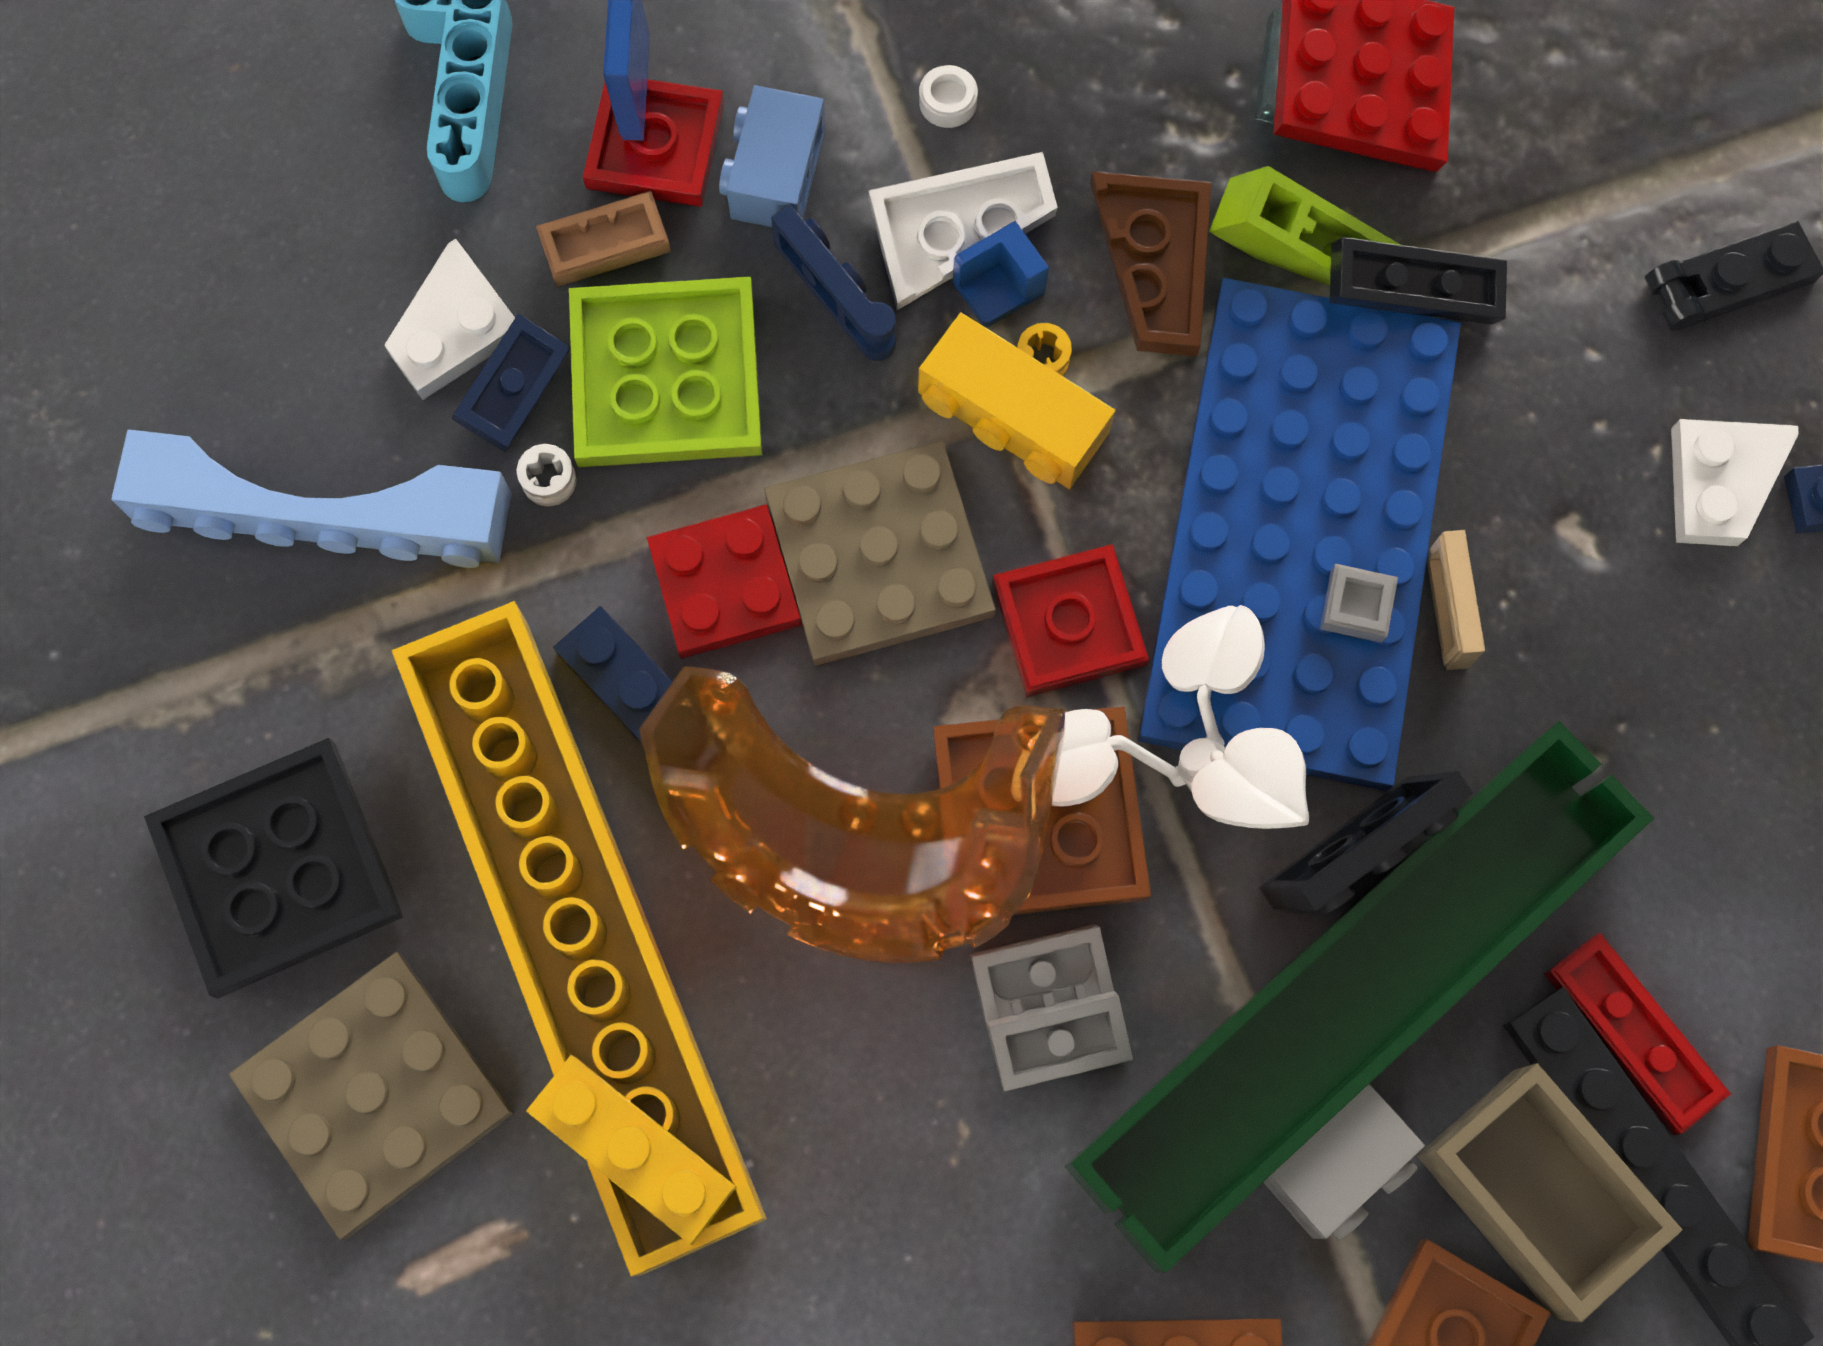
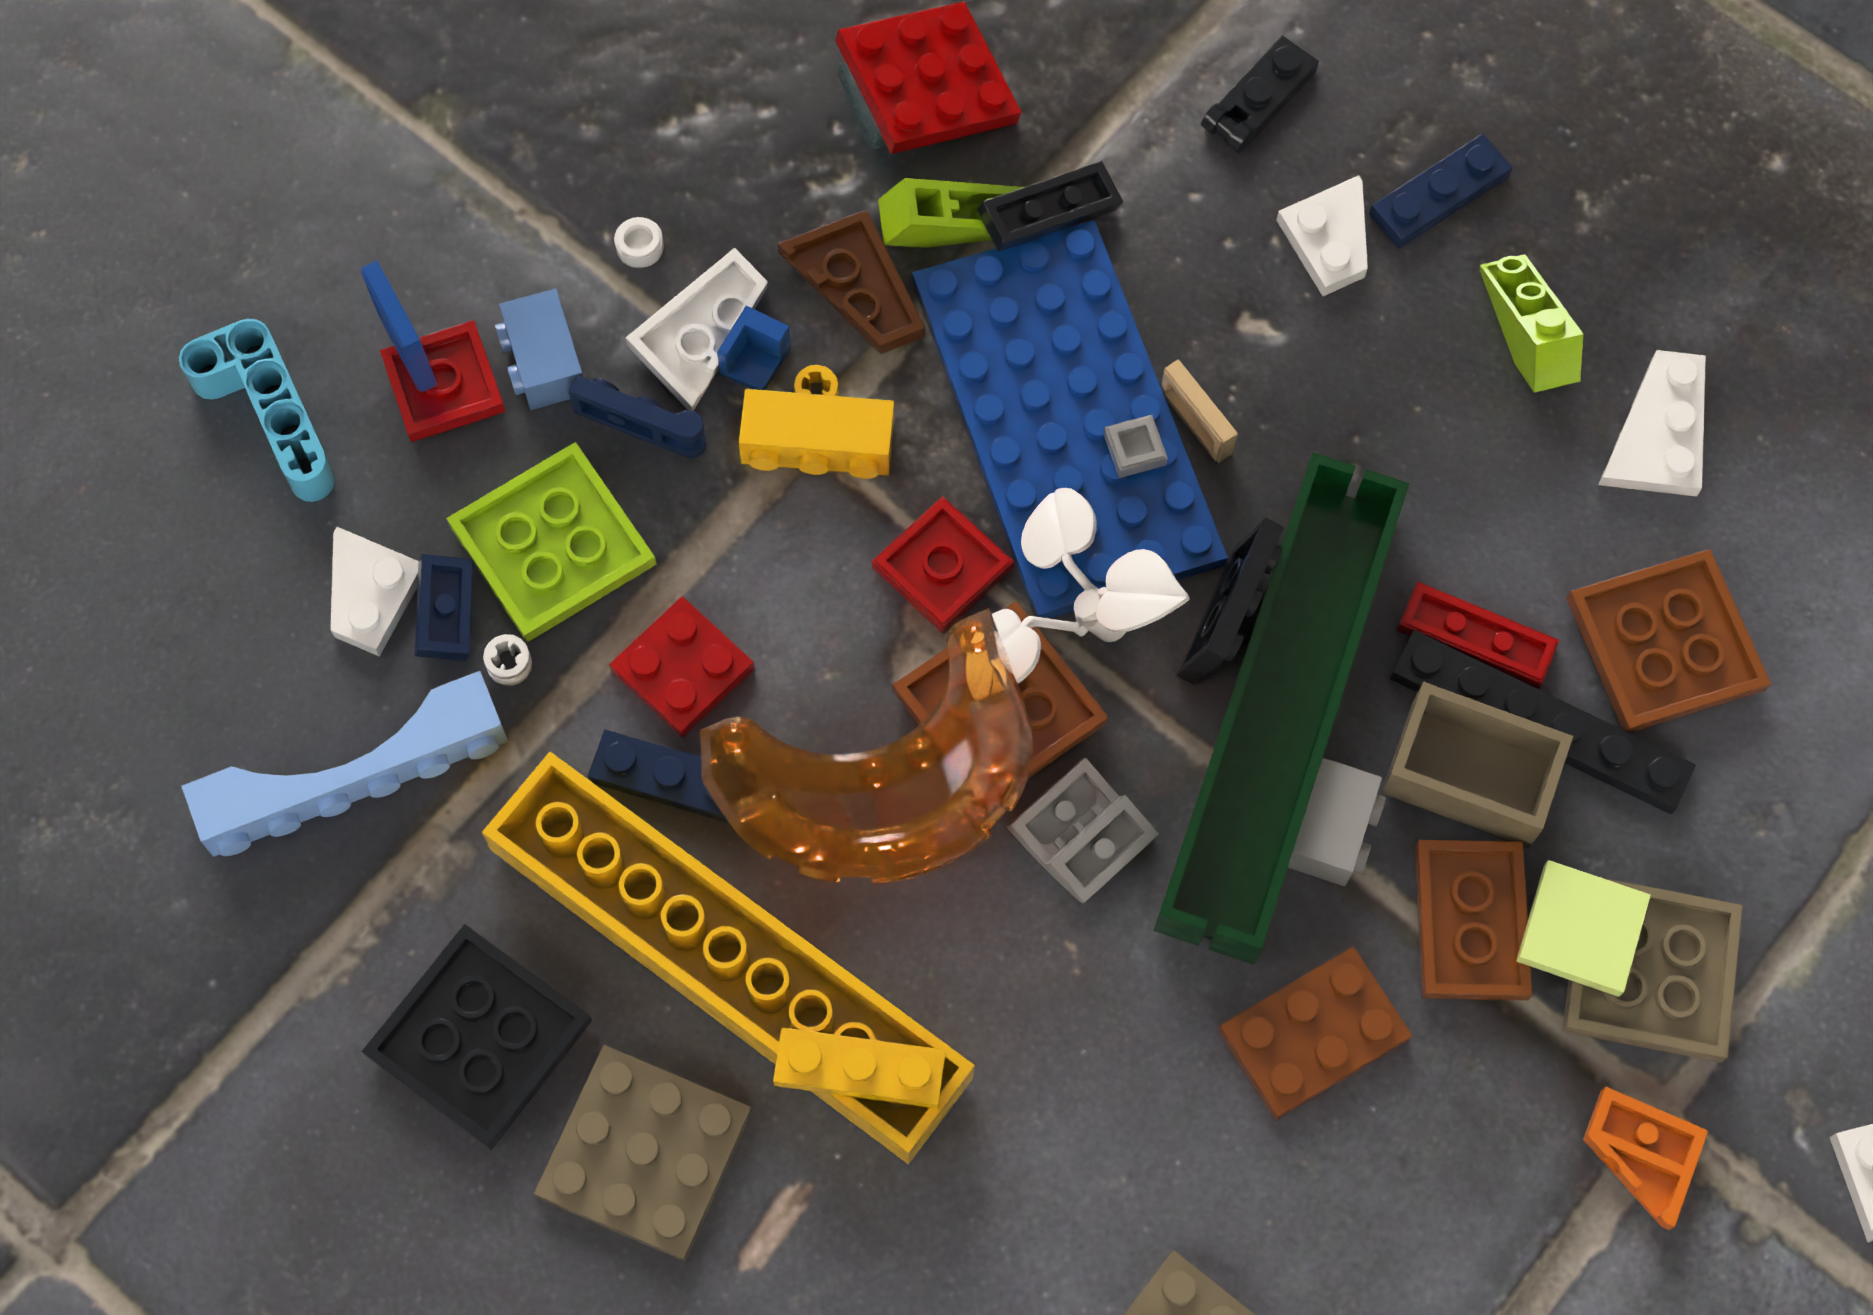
camera: 30 degrees left, 5 degrees down
(603, 239) = (448, 471): medium nougat plate -> none
(879, 553) = (781, 588): dark tan plate -> none

